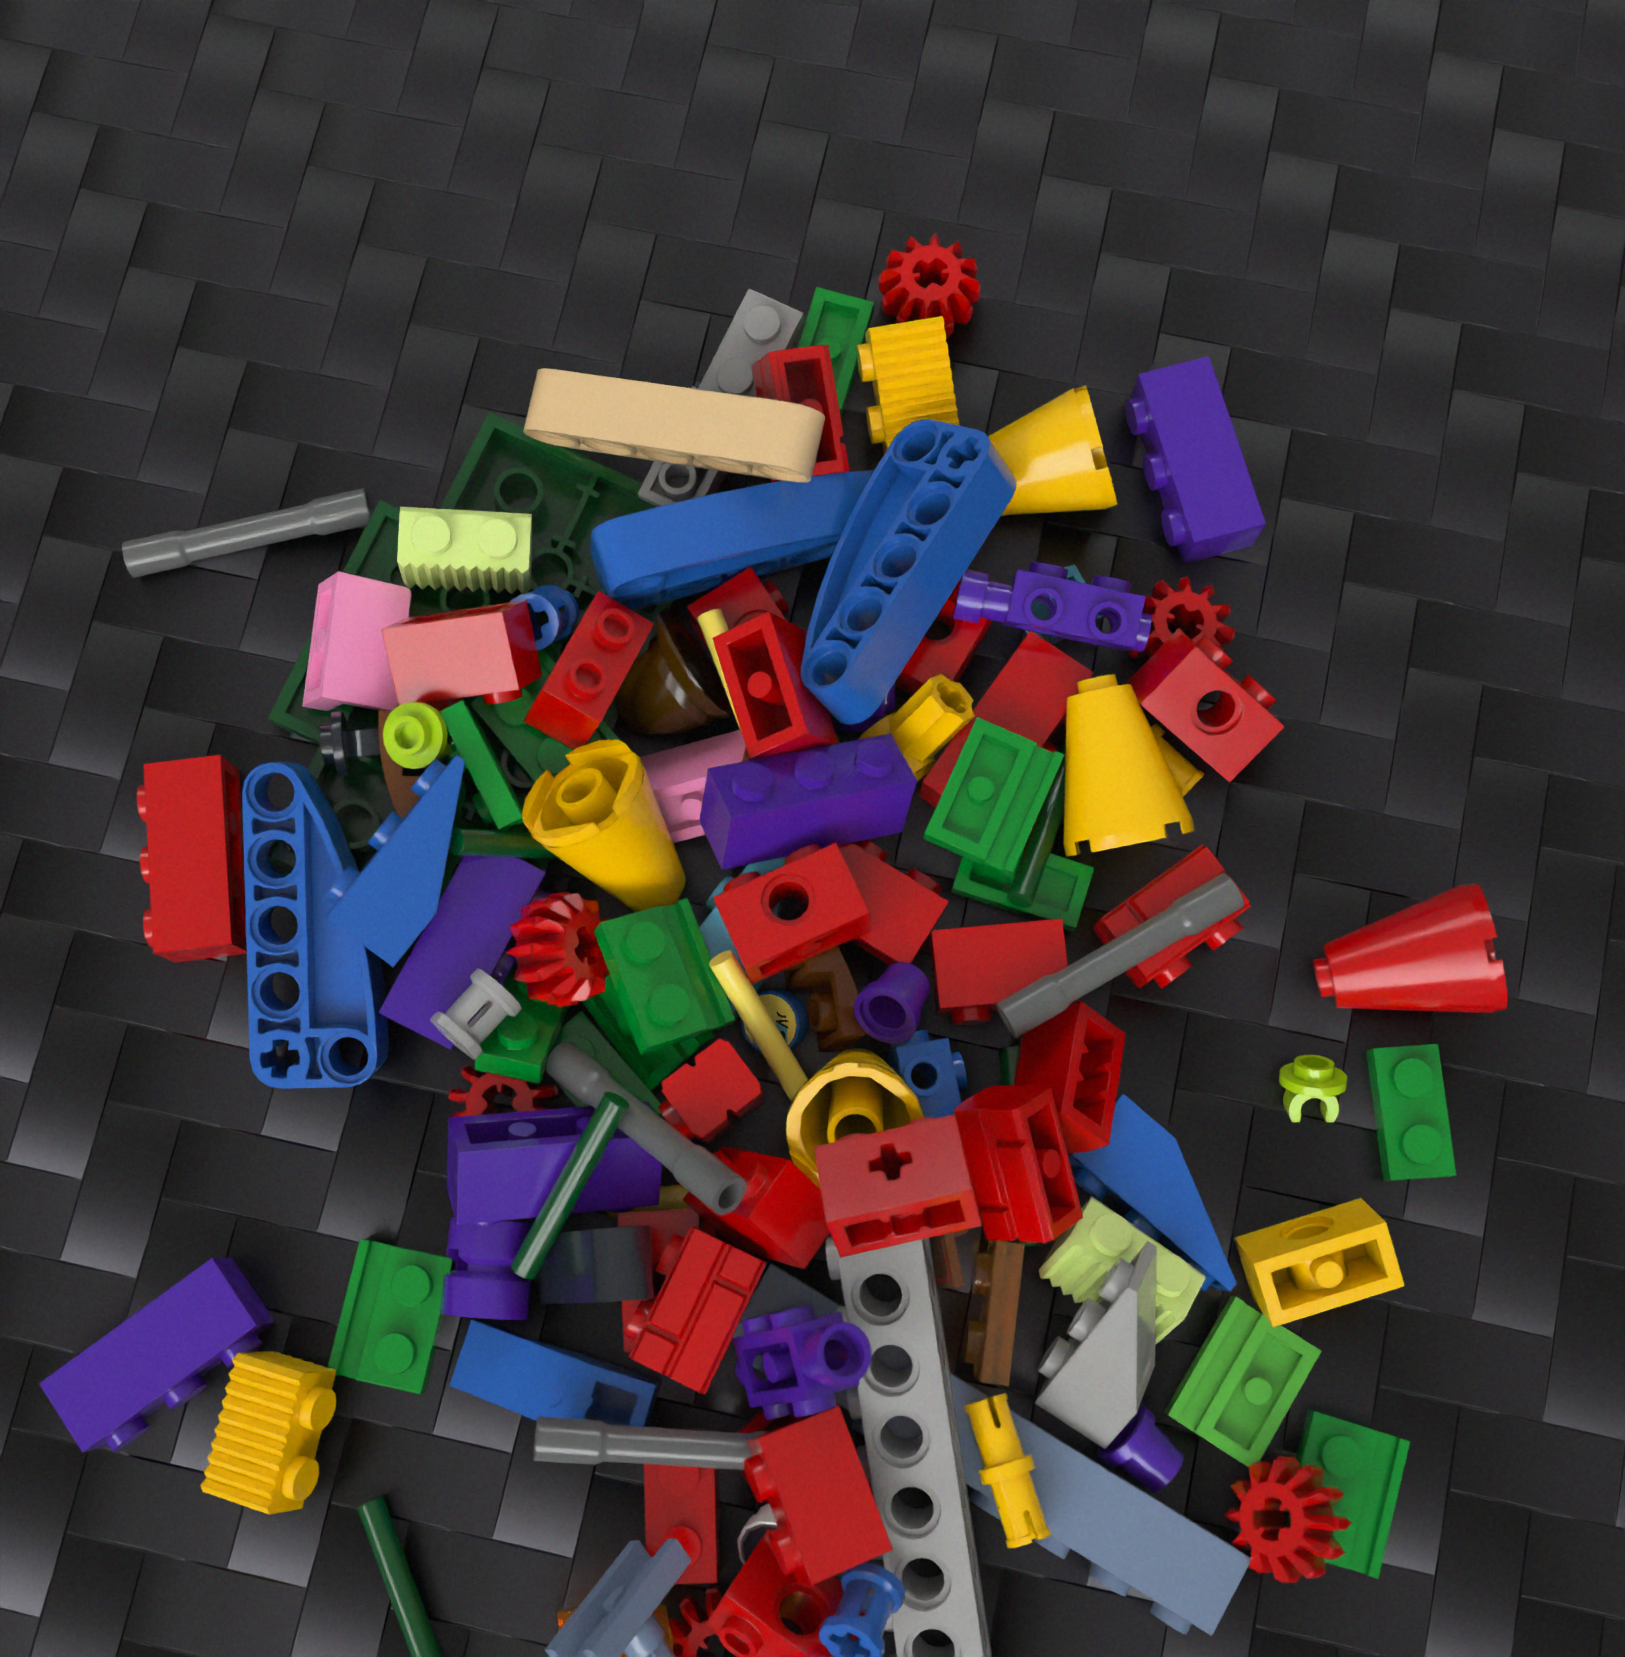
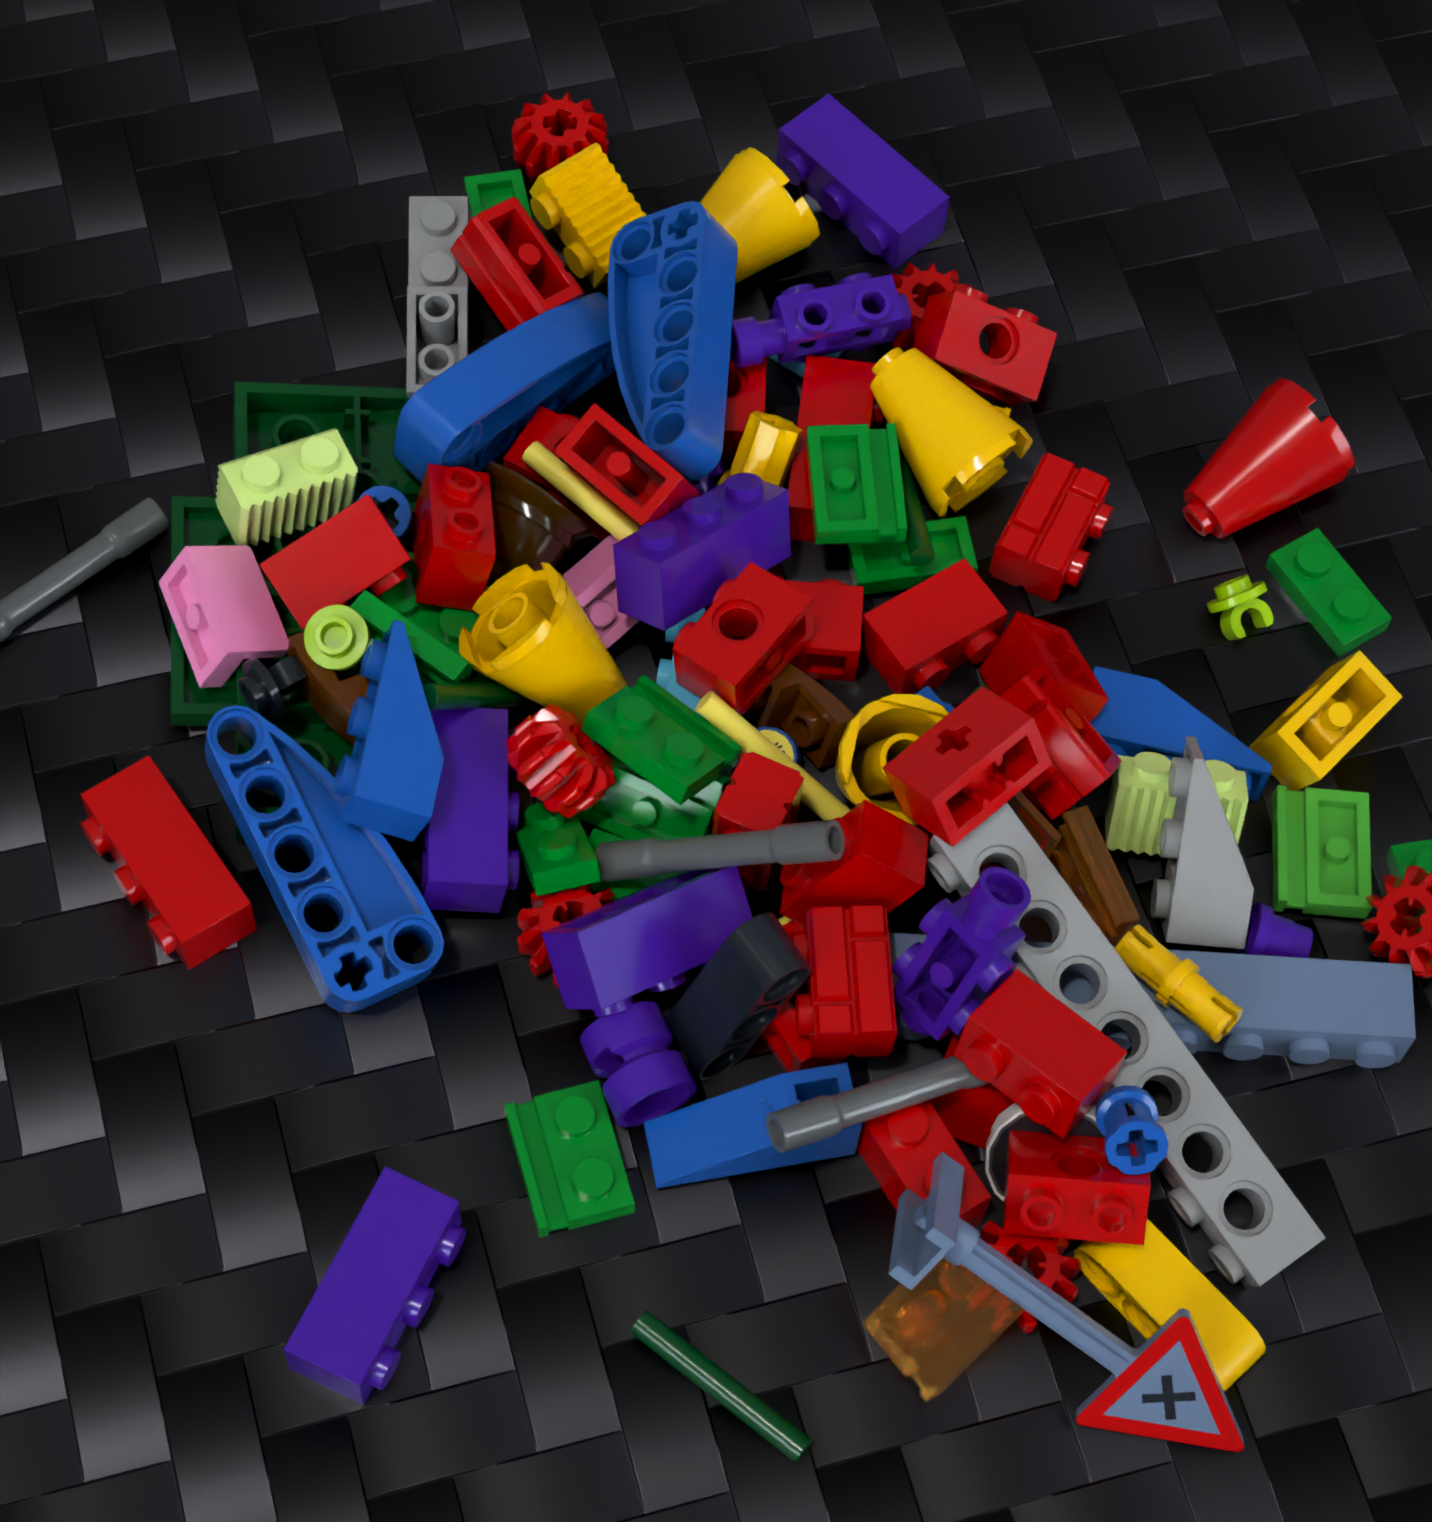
camera: 35 degrees left, 15 degrees down
(270, 1432) = (521, 1291): yellow brick -> none
(497, 1006) = (519, 835): light grey bush -> none
(570, 1185) = (681, 932): dark green bar -> none
(675, 425) = (416, 311): tan beam -> none
(893, 1003) = (854, 696): dark purple piece -> none
(1057, 991) = (995, 608): dark grey piece -> none

